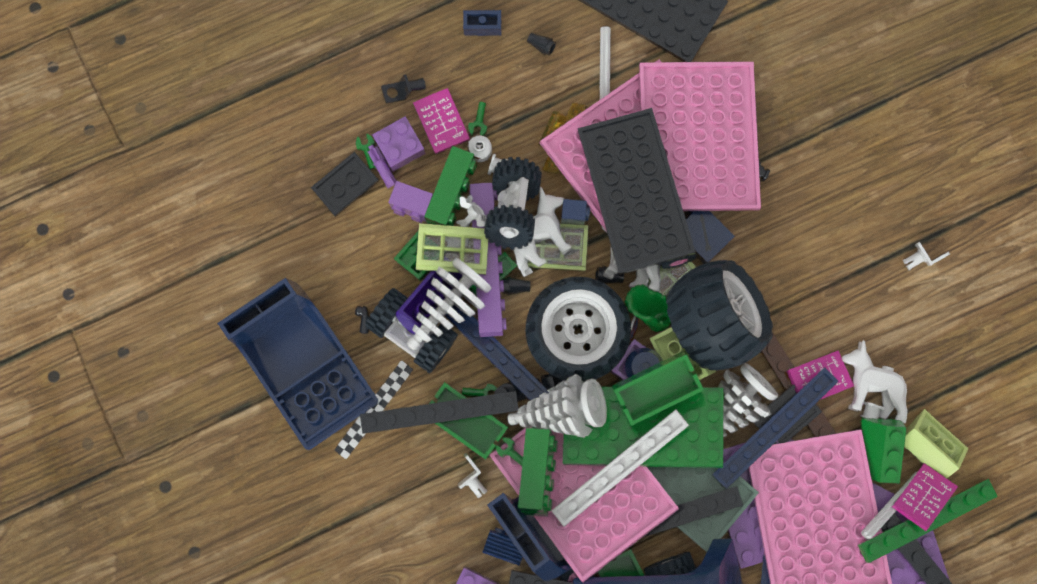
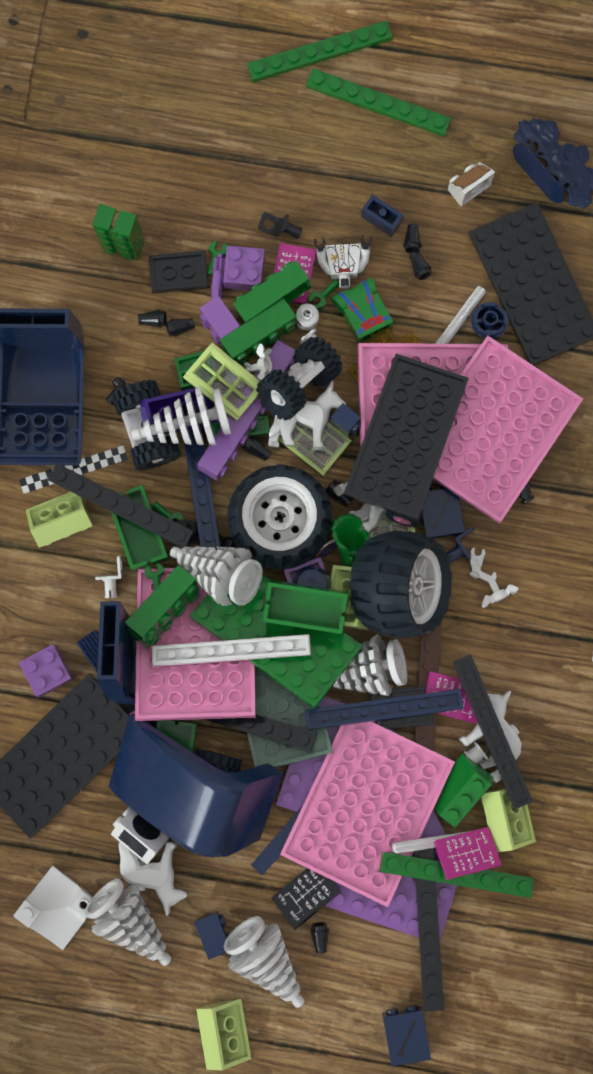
camera: 40 degrees right, 0 degrees up
(283, 188) = (124, 238): none -> green piece
(352, 237) = (154, 318): none -> black cone
(378, 229) = (179, 326): none -> black cone
(391, 459) = (58, 518): none -> yellowish green slope
(440, 141) = (286, 284): none -> green piece
(476, 81) = (343, 260): none -> white torso
(520, 25) = (412, 239): none -> black cone
(522, 111) = (363, 310): none -> green piece
(632, 49) = (489, 320): none -> dark blue cone
(739, 254) = (459, 550): none -> dark blue bracket
(760, 255) = (476, 563): none -> white piece
(874, 383) = (492, 732): none -> black plate

